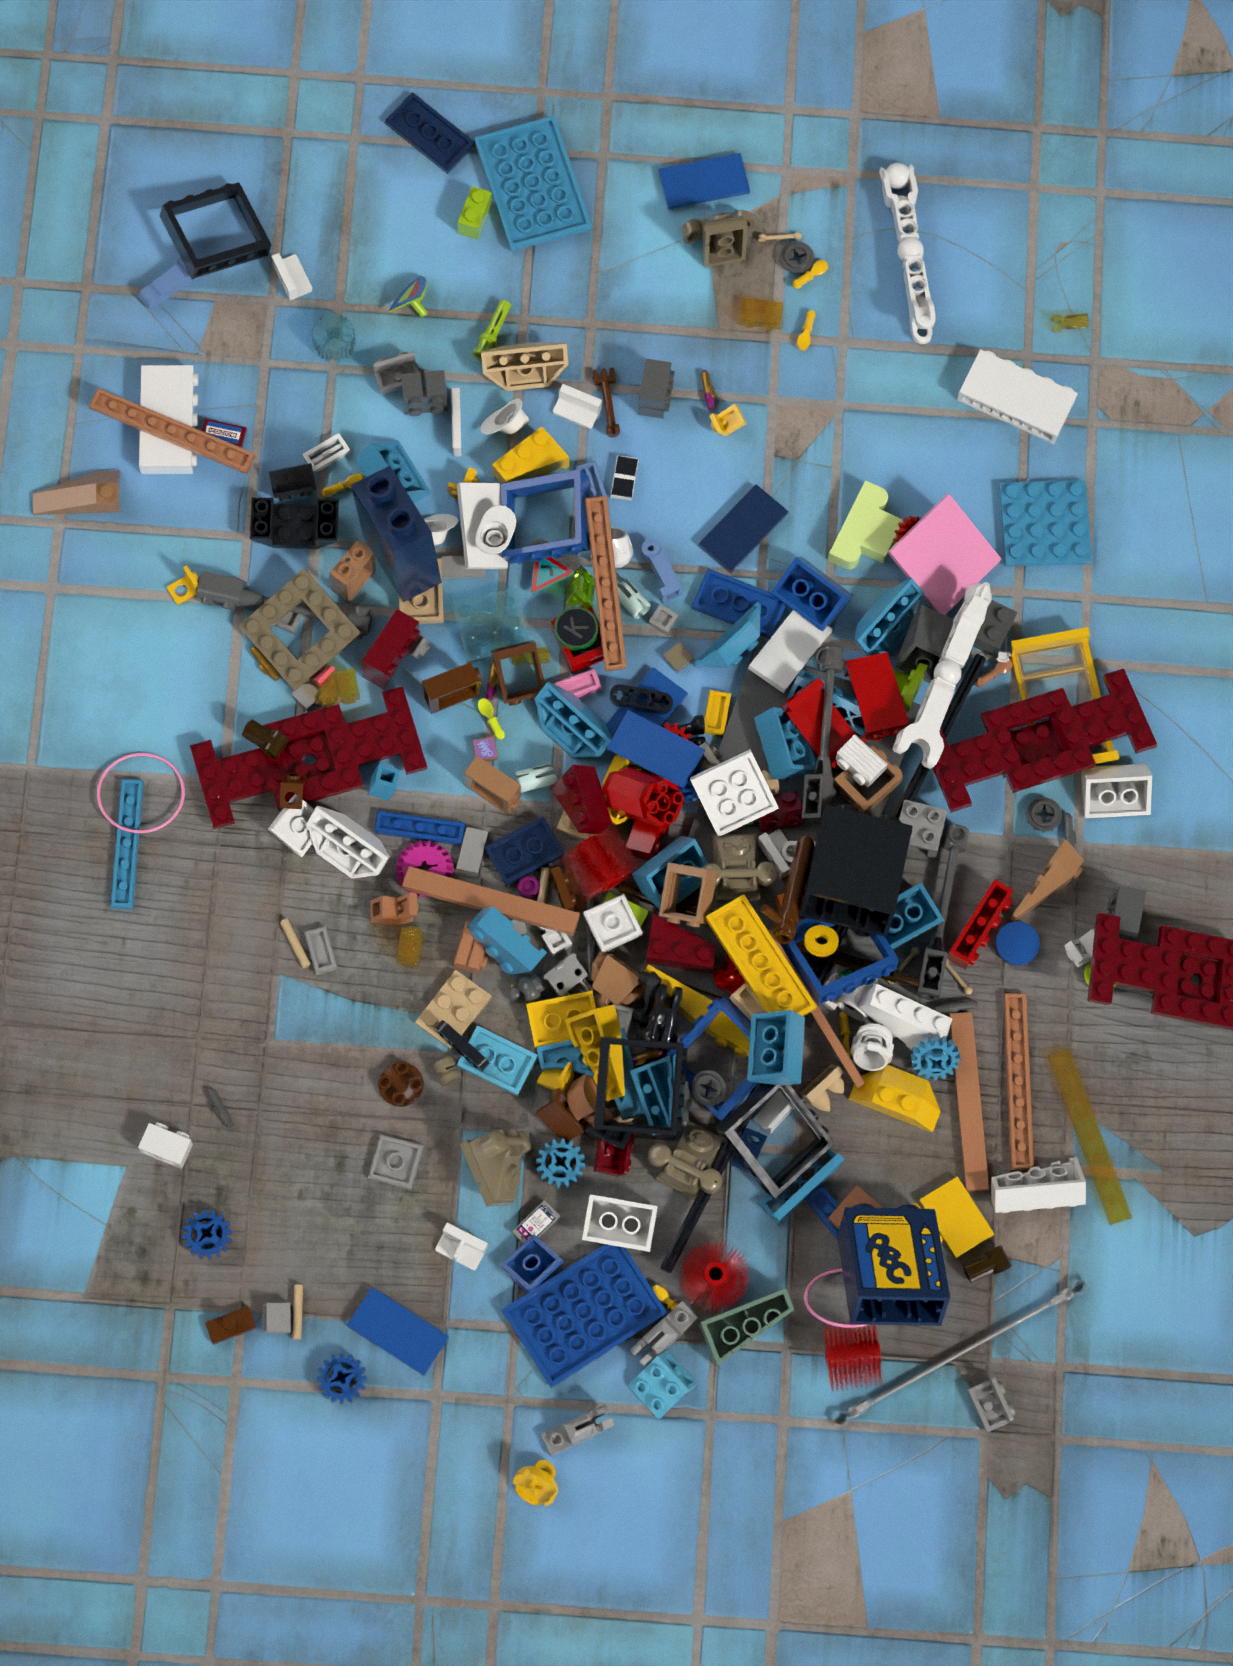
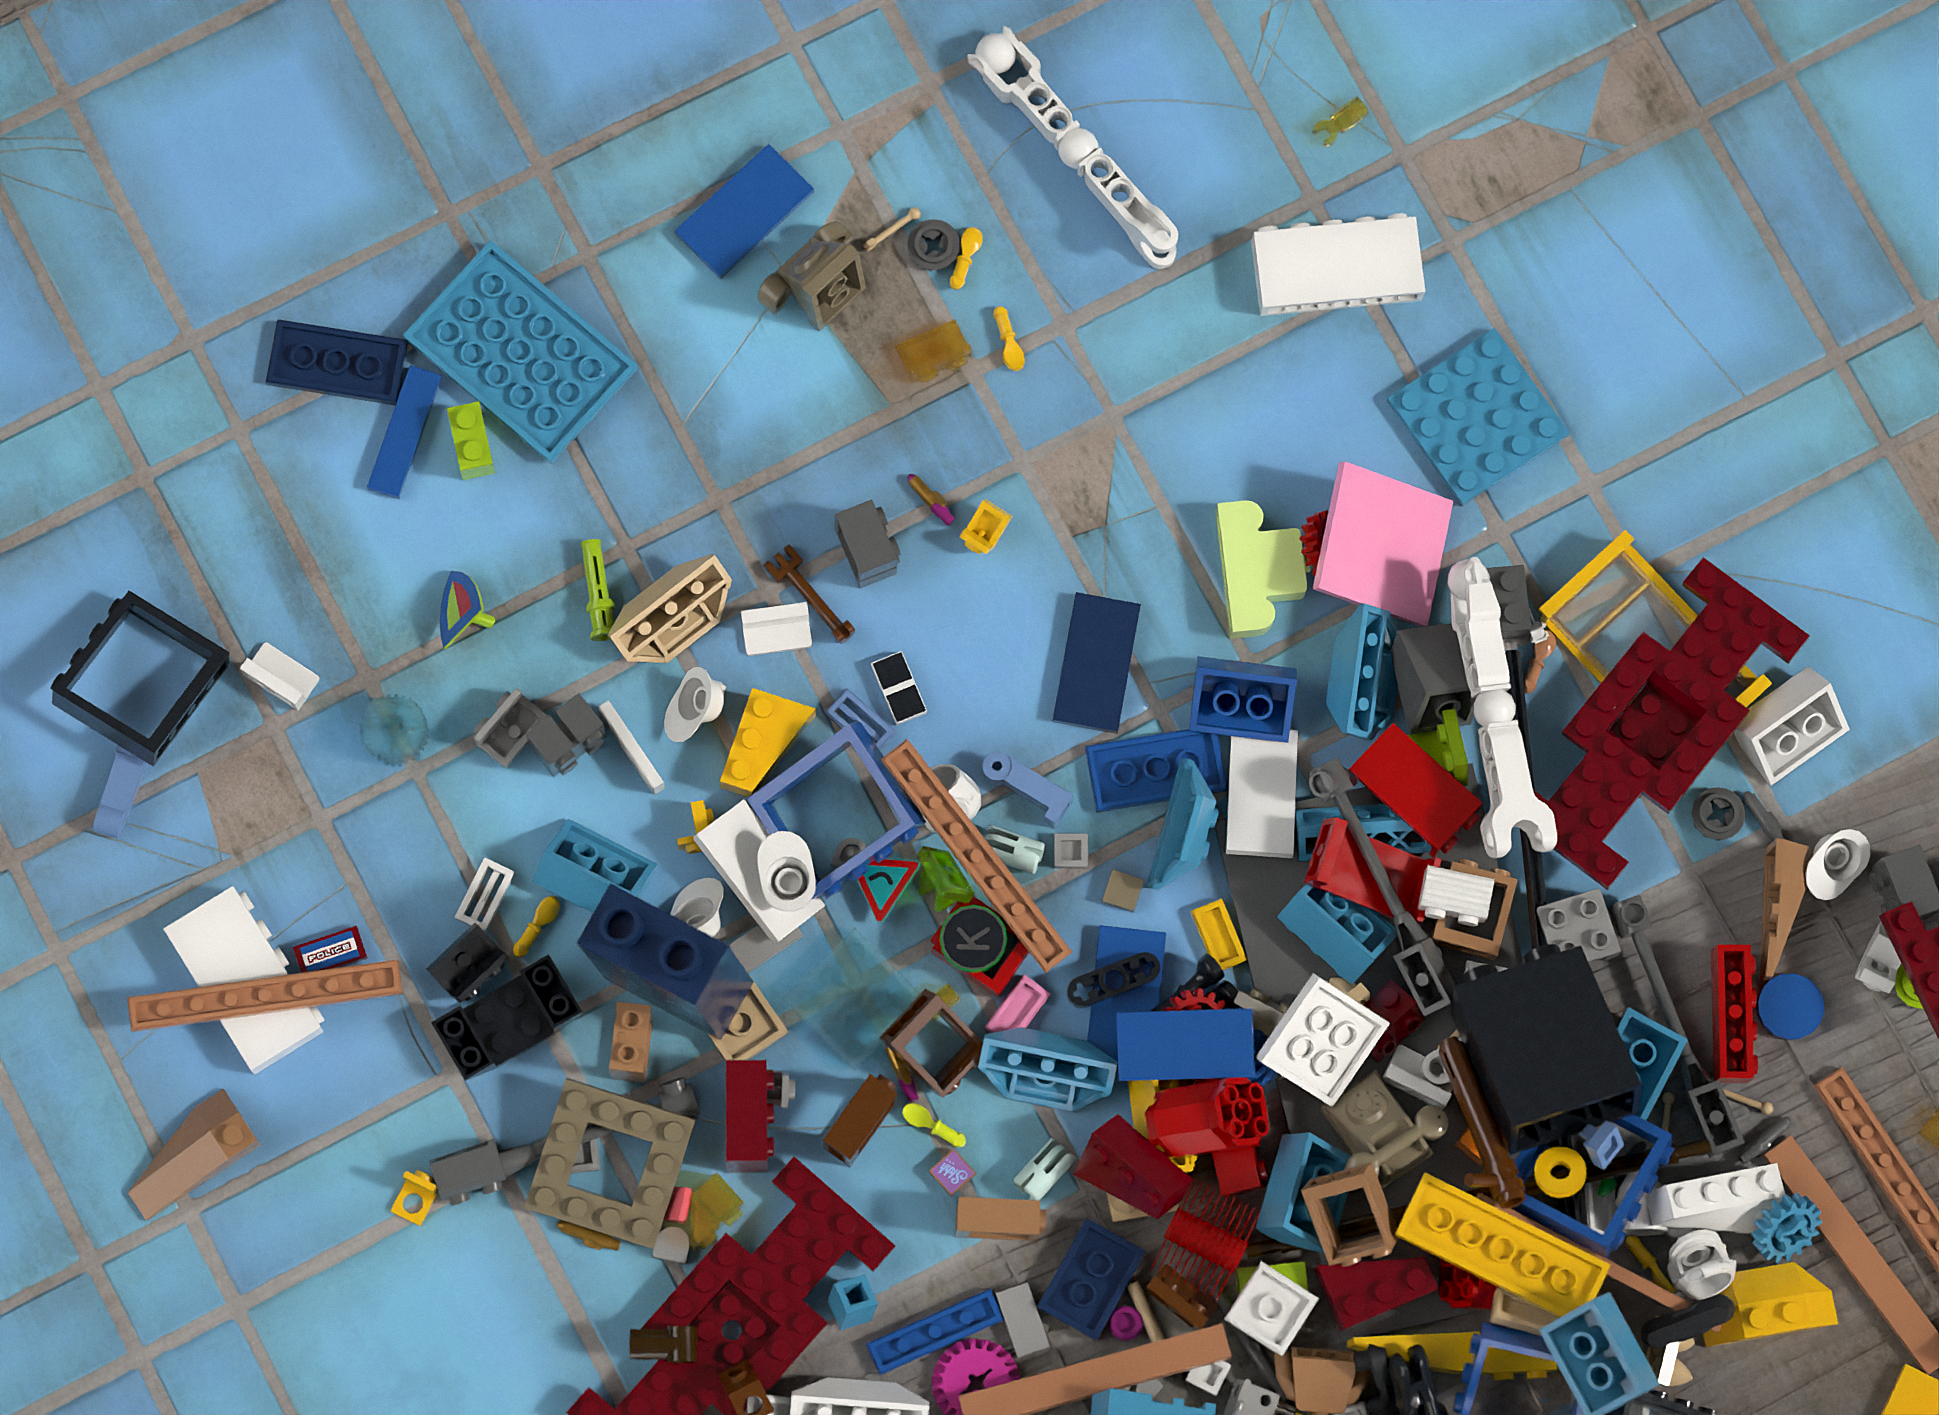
camera: 35 degrees left, 5 degrees up
(442, 189) = (404, 432): none -> blue tile
(843, 1070) = (1687, 1322): none -> black piece
(854, 938) = (1602, 1143): none -> medium blue tile
(1093, 879) = (1836, 863): none -> white piece

